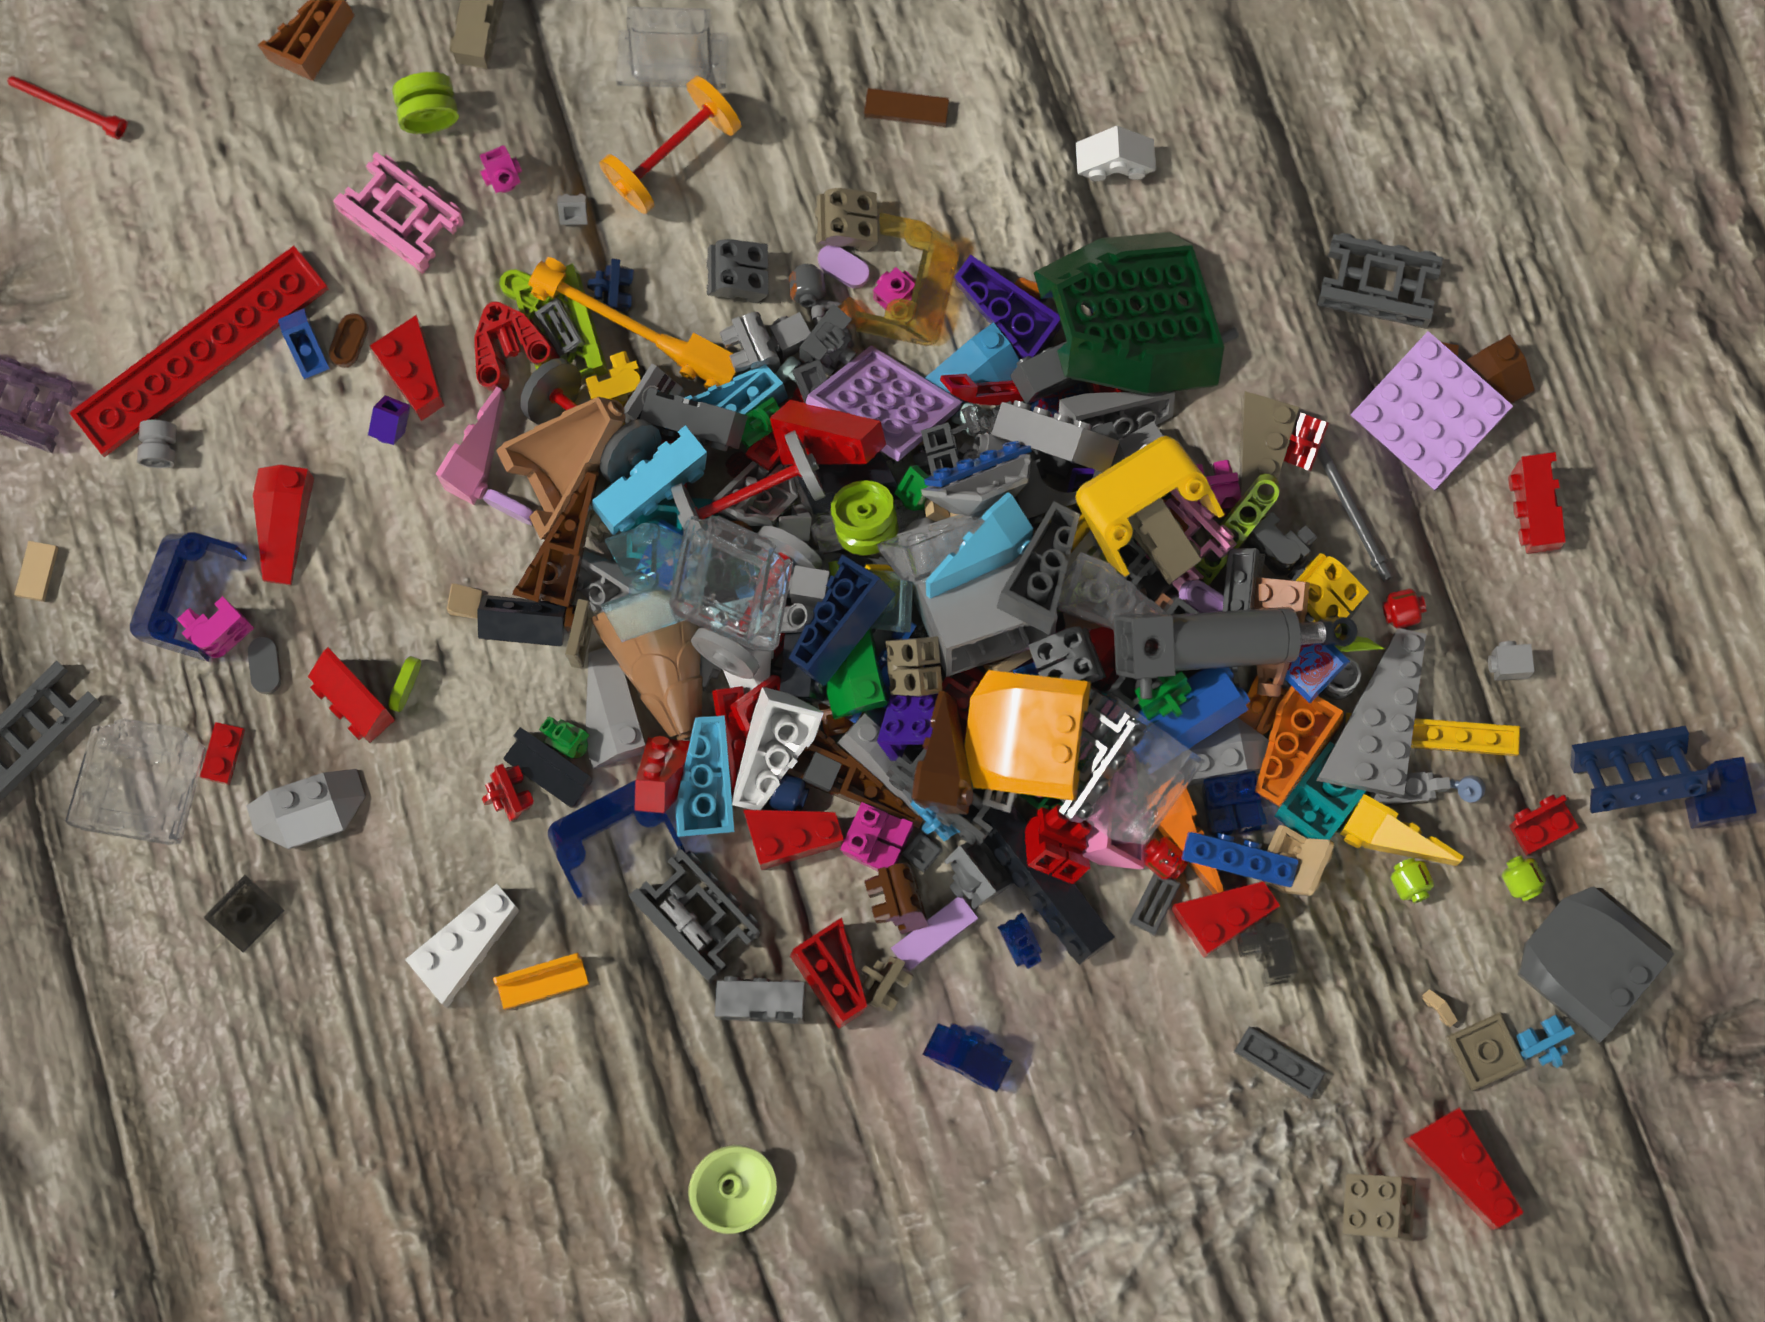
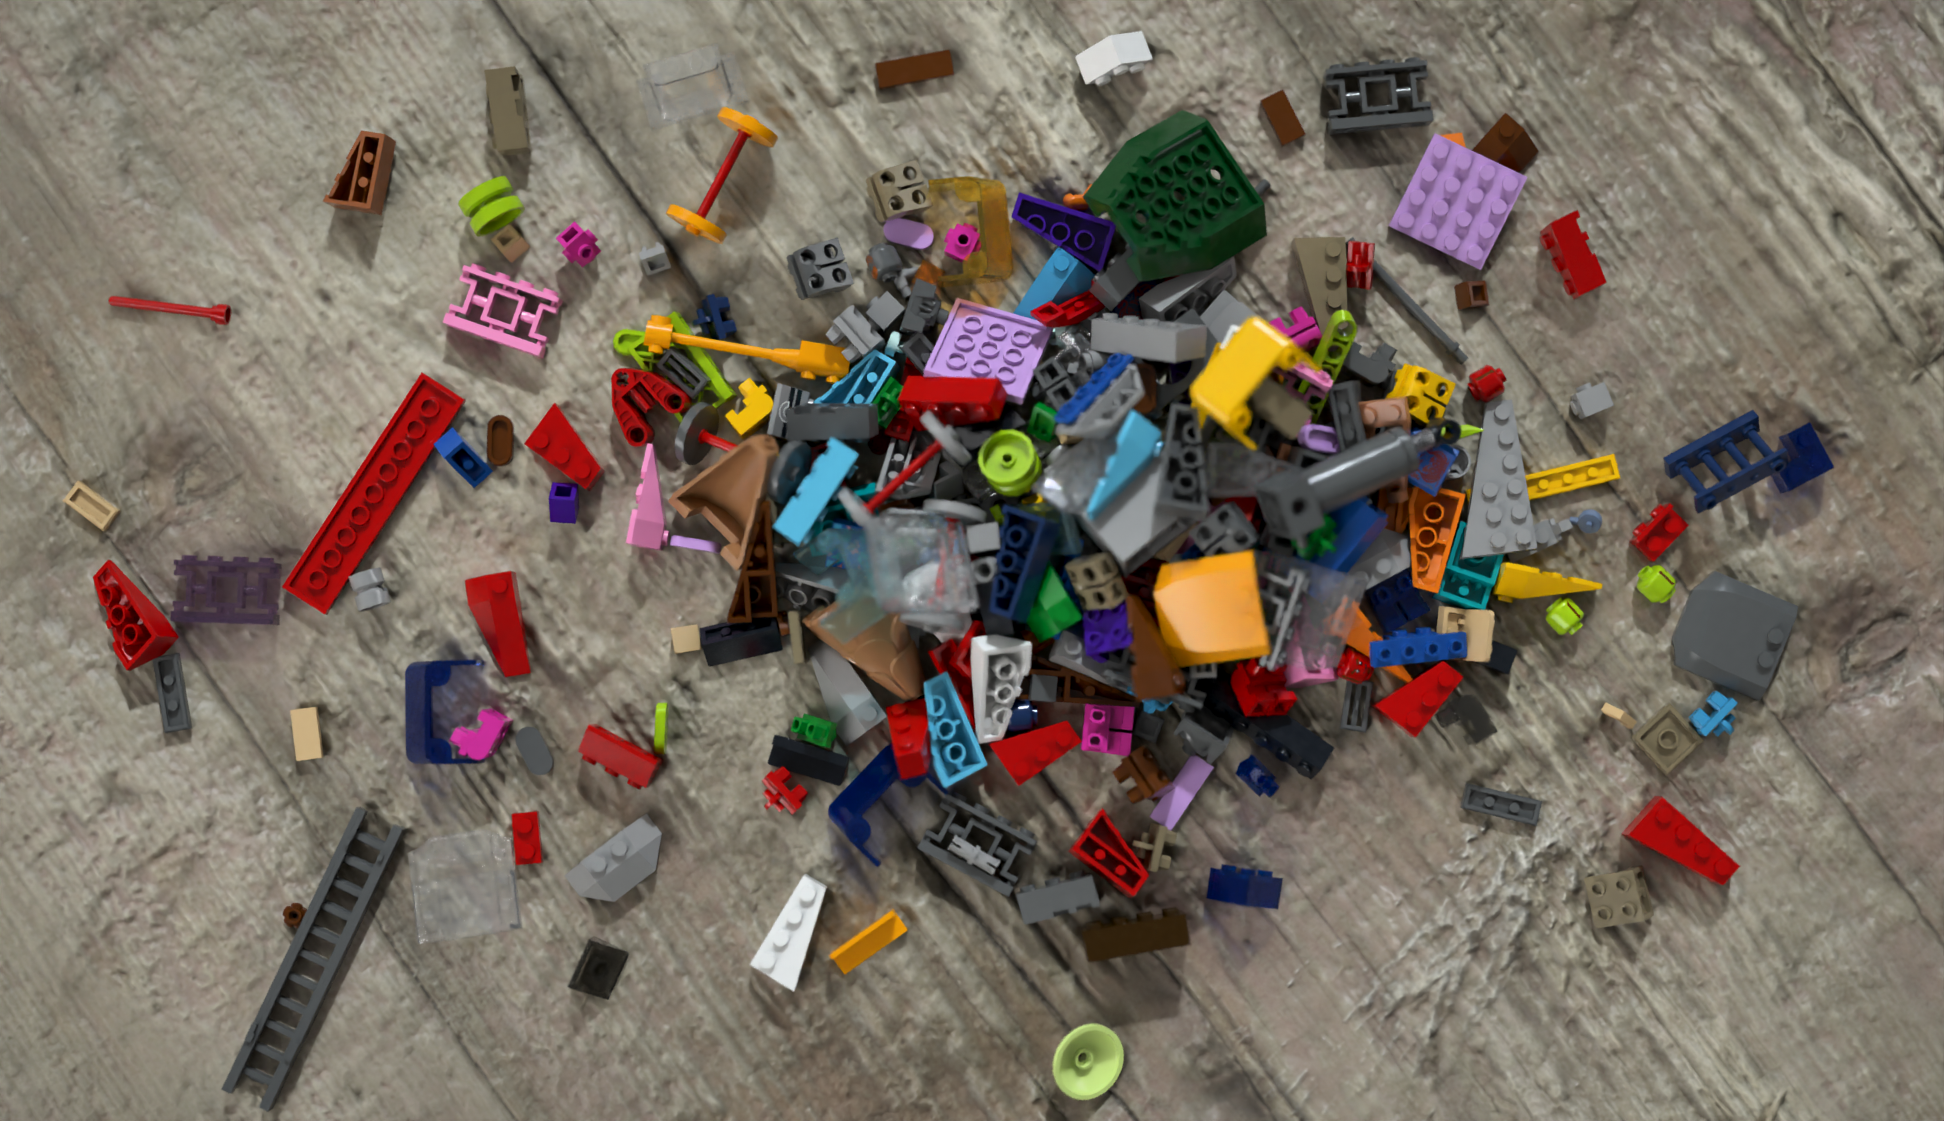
camera: 20 degrees left, 10 degrees up
(432, 149) = (510, 243): none -> tan slope
(830, 1067) = (1135, 935): none -> dark brown brick
(1032, 494) = (1148, 379): none -> reddish brown tile
(1273, 272) = (1282, 118): none -> reddish brown tile
(1325, 900) = (1500, 658): none -> black panel
(1417, 513) = (1471, 294): none -> reddish brown slope

